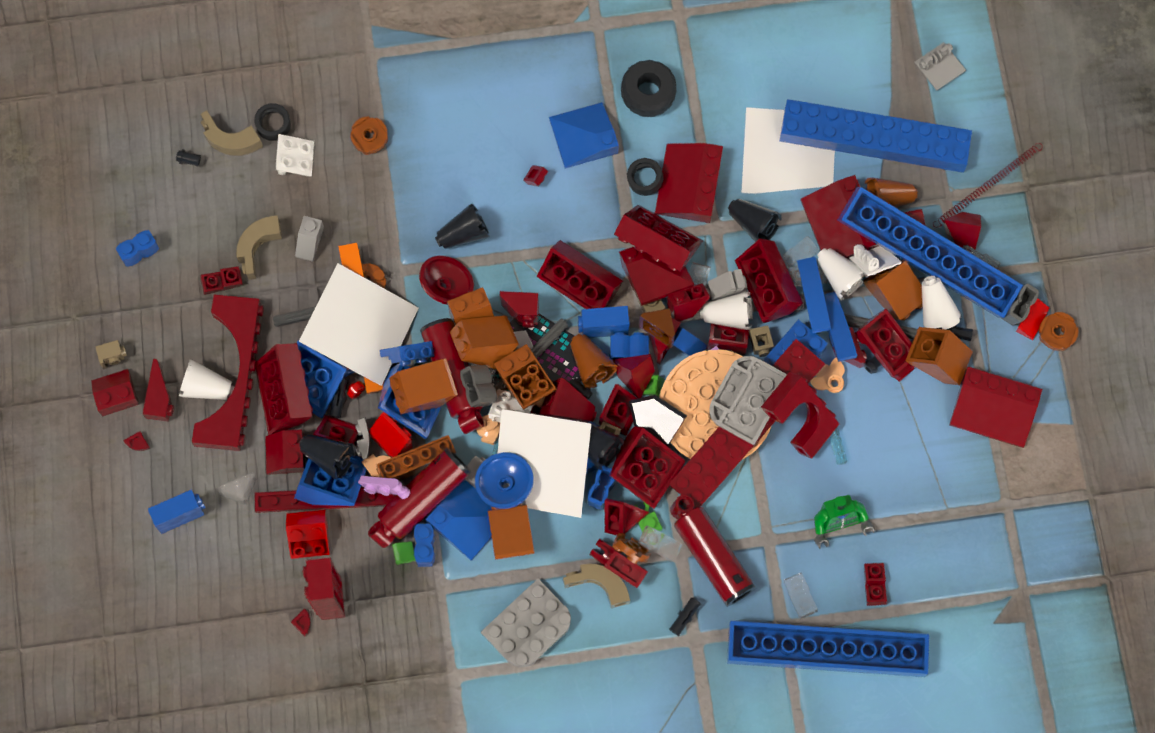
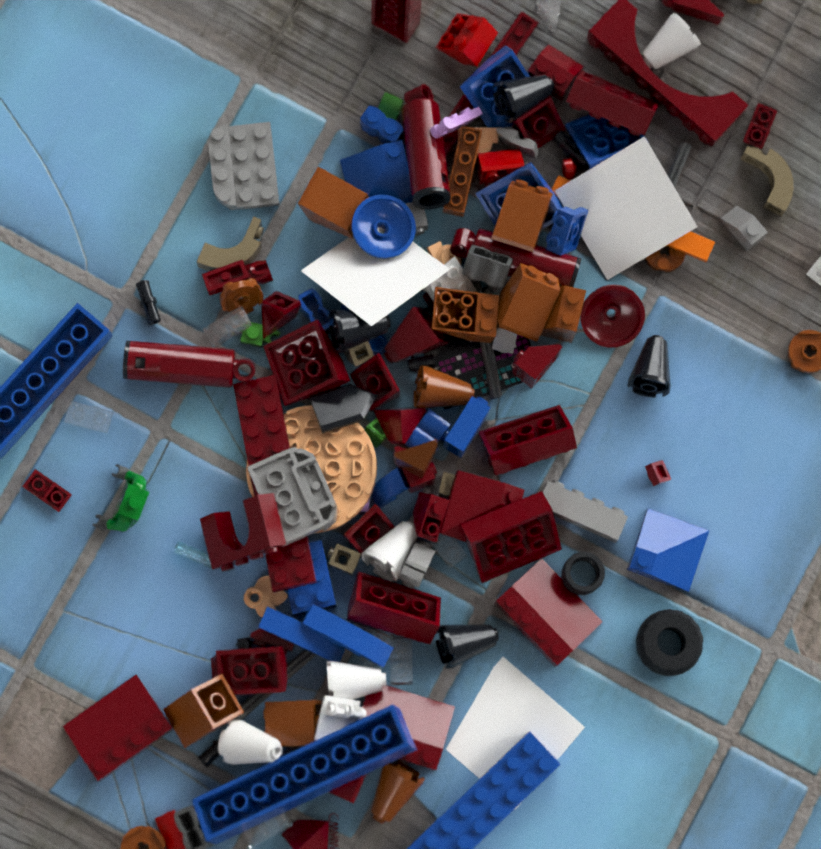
camera: 120 degrees right, 5 degrees up
(602, 206) = (584, 512): none -> light grey brick

